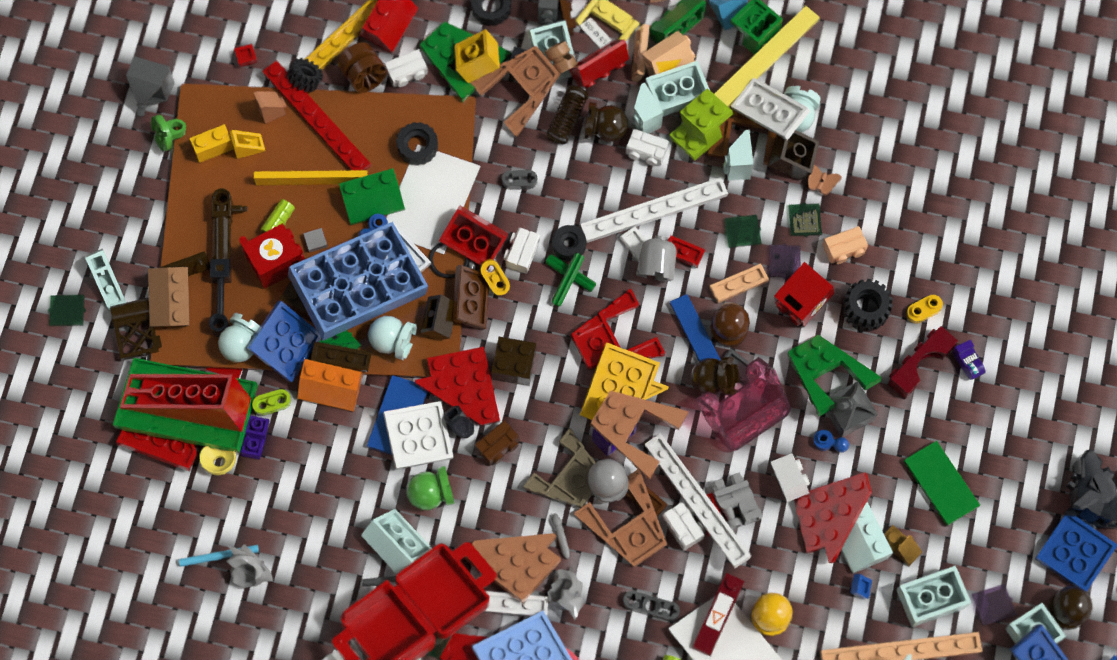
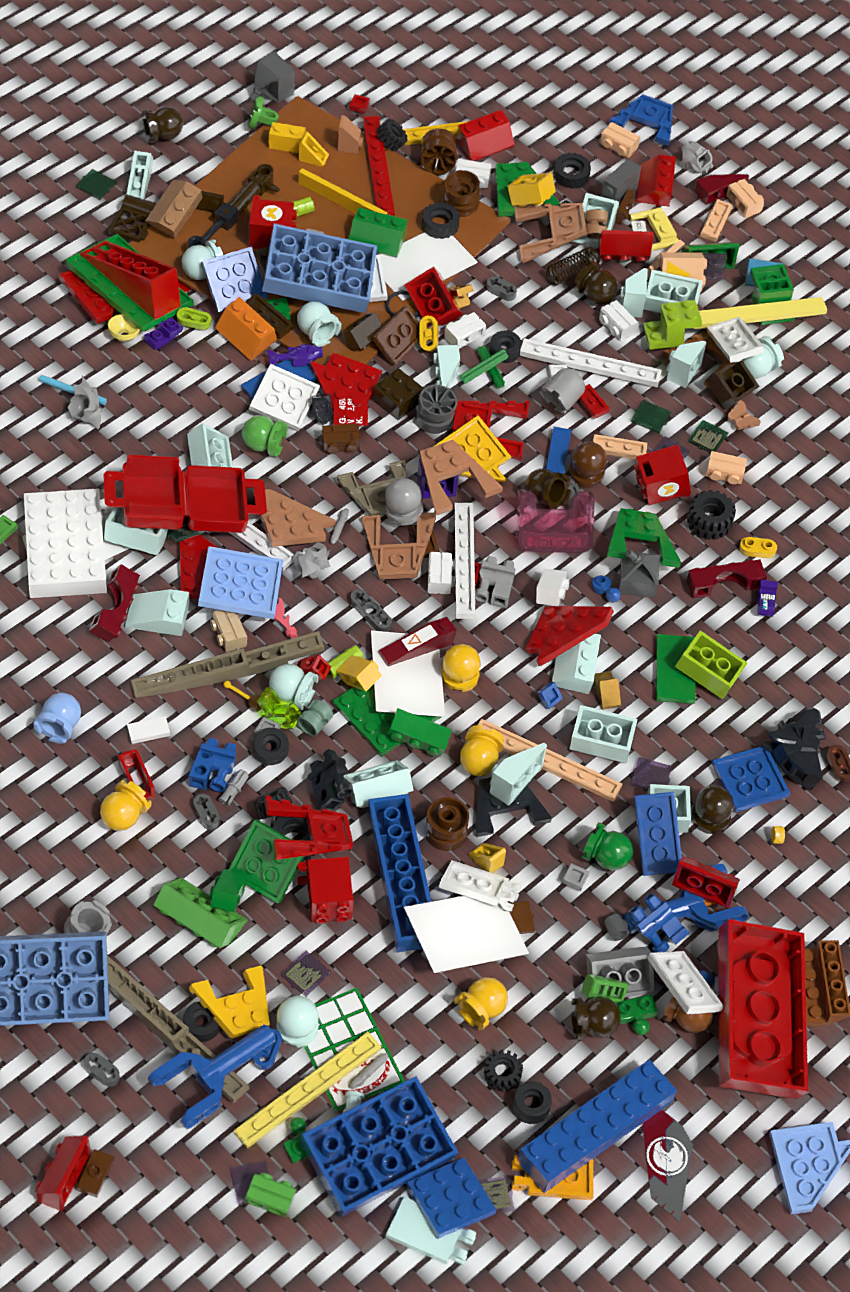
camera: 30 degrees right, 15 degrees down
(84, 203) = (163, 123): none -> dark brown tile
(399, 378) = (300, 355): none -> dark purple animal
(416, 93) = (462, 191): none -> reddish brown wheel
(477, 405) = (346, 404): none -> red sticker
(489, 211) = (460, 294): none -> slope
(533, 297) = (447, 363): none -> light aqua slope
(561, 356) = (436, 409): none -> dark grey wheel
(692, 30) = (715, 266): none -> piece
(974, 464) = (711, 664): none -> lime brick

